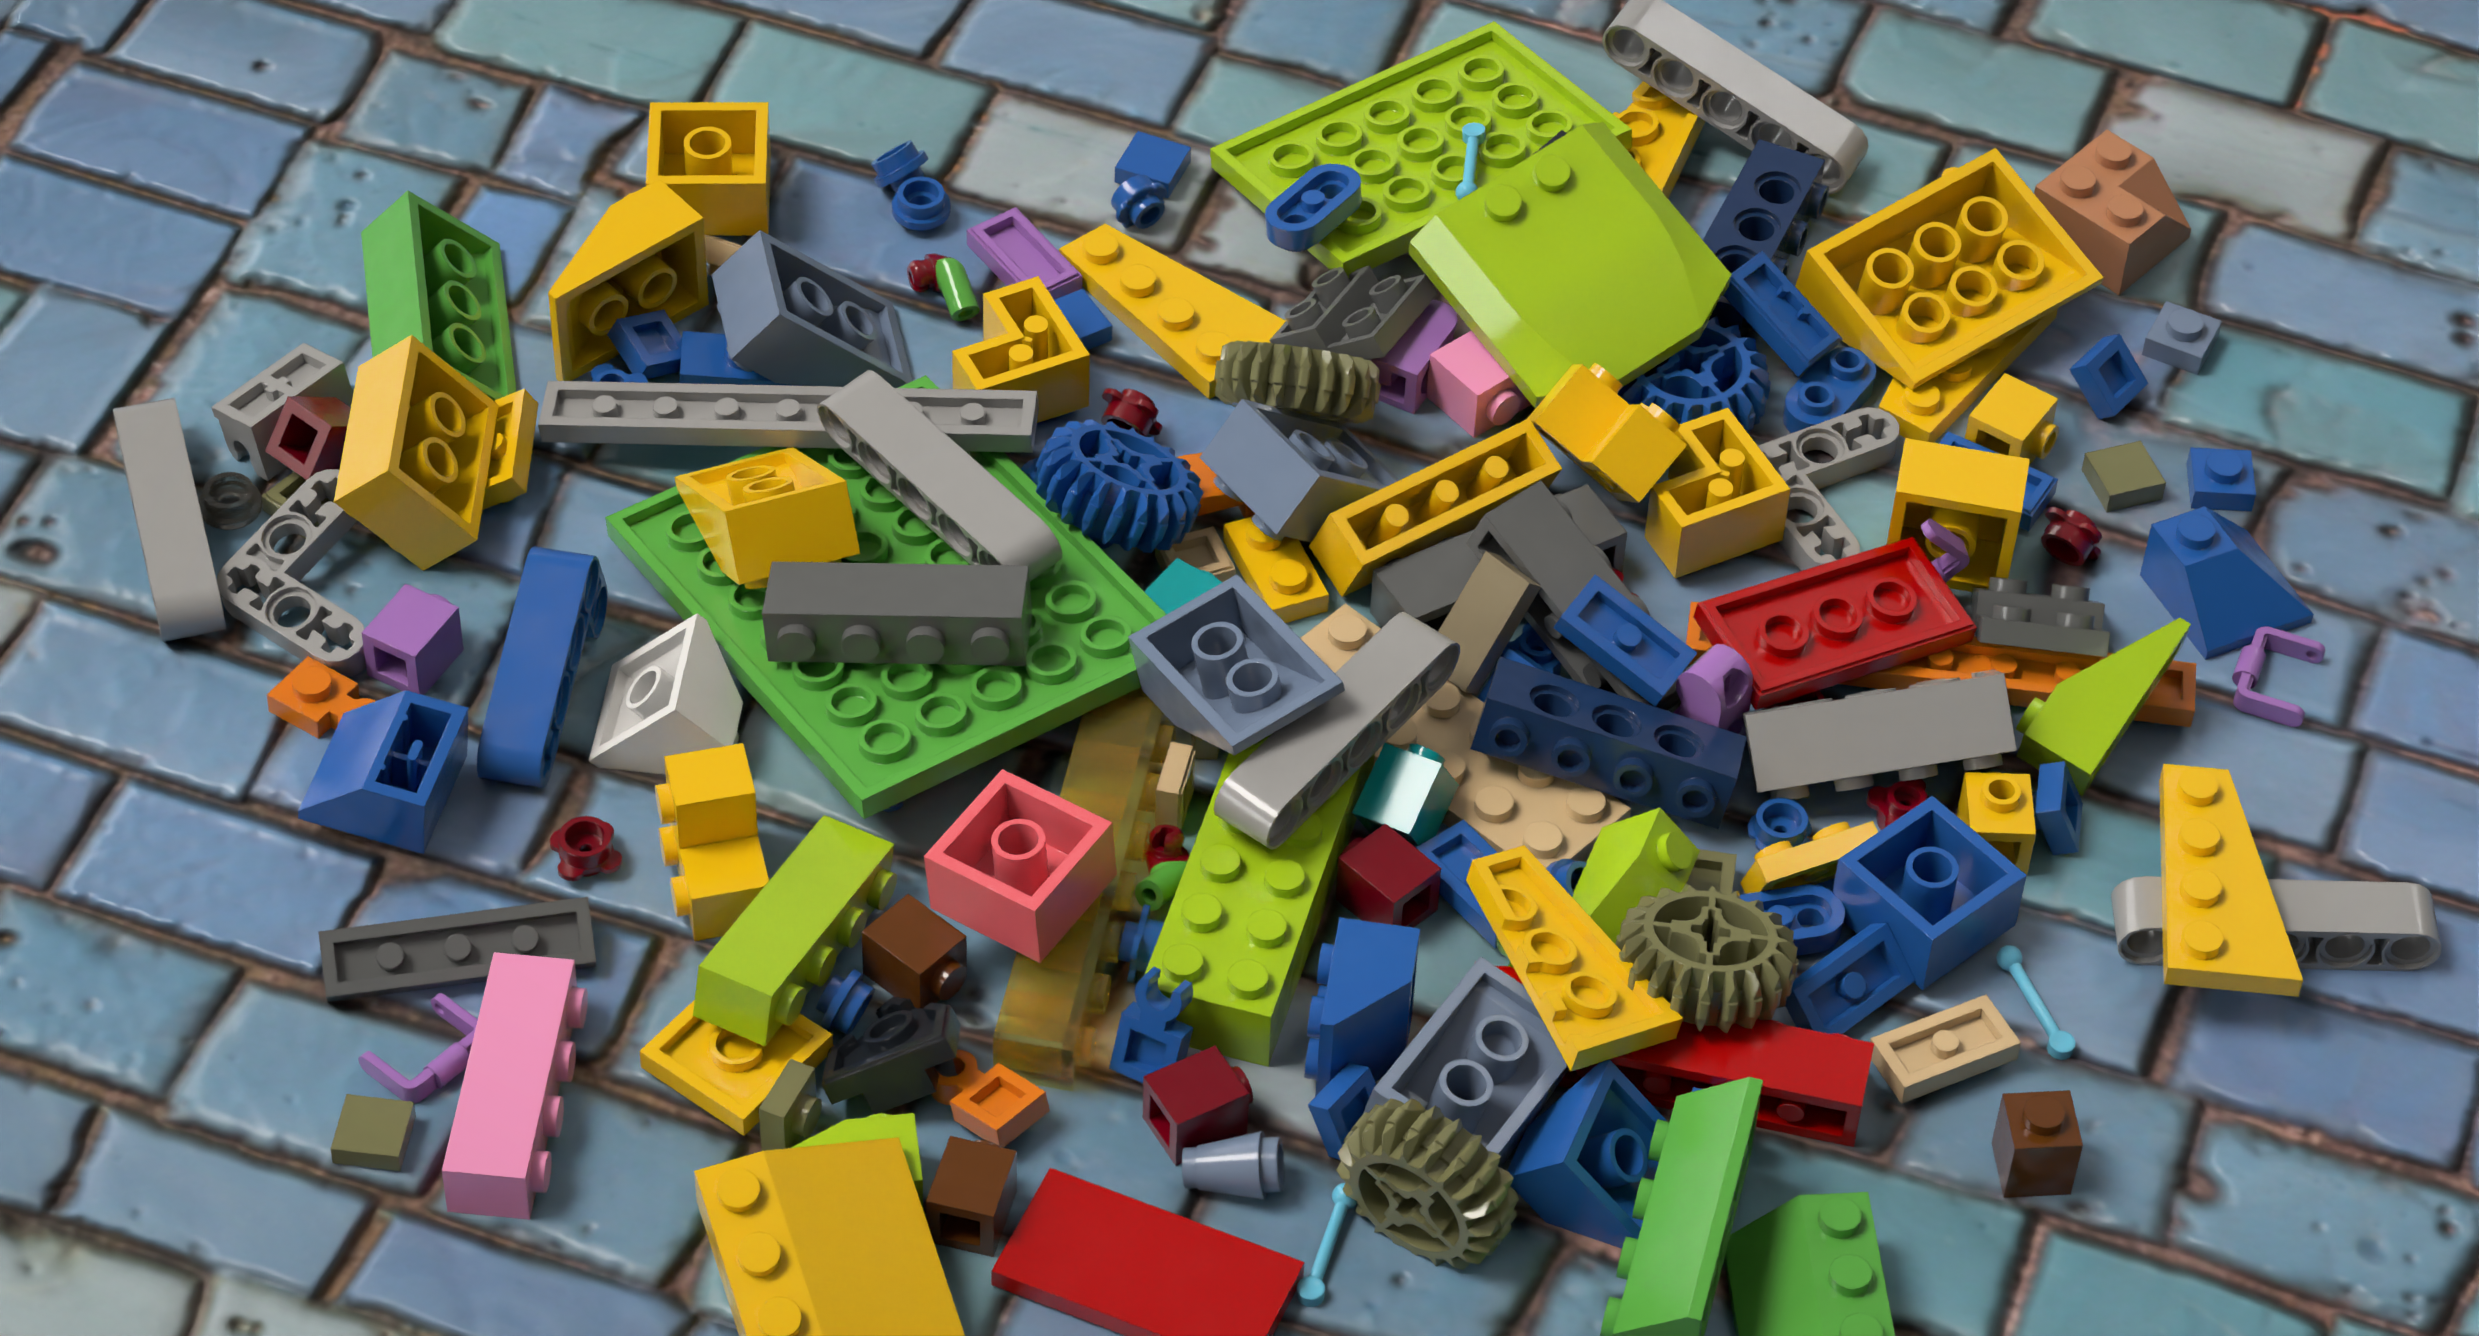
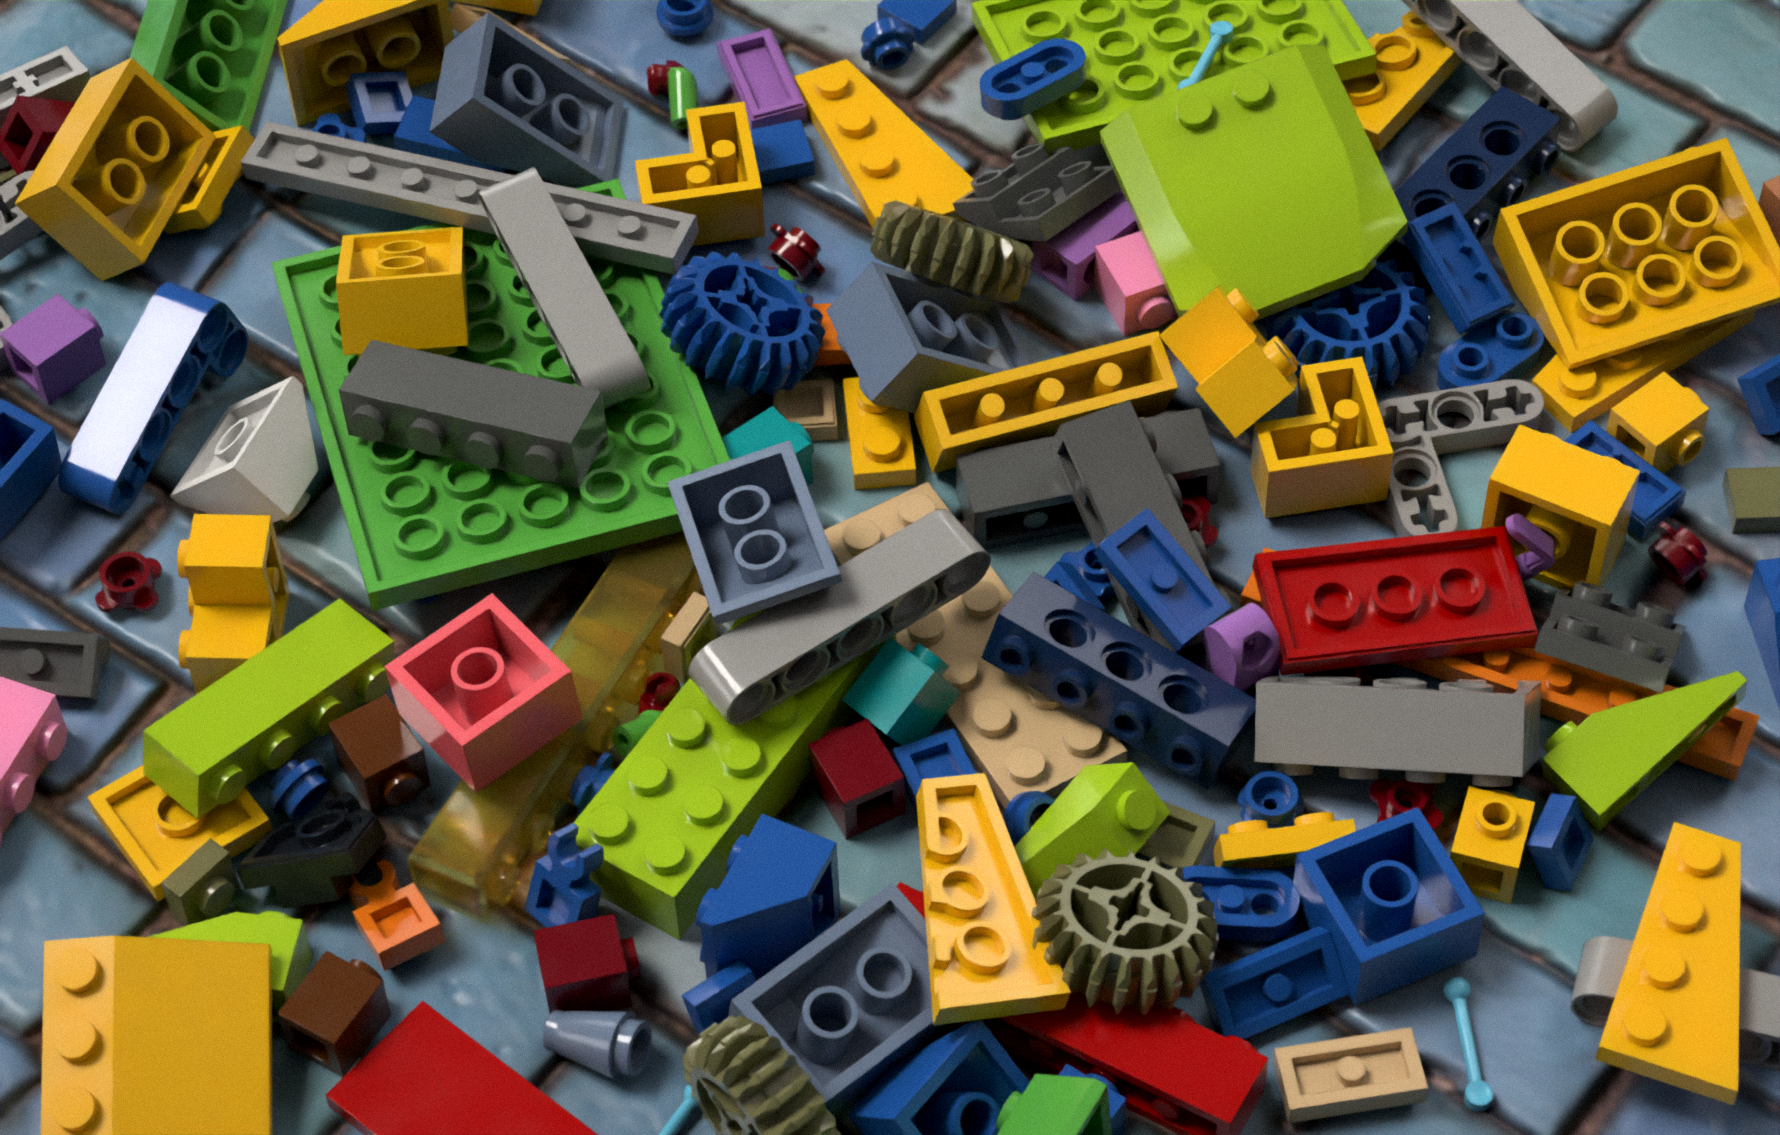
camera: 20 degrees right, 5 degrees up
(1486, 618) = (1038, 528): dark tan tile -> none

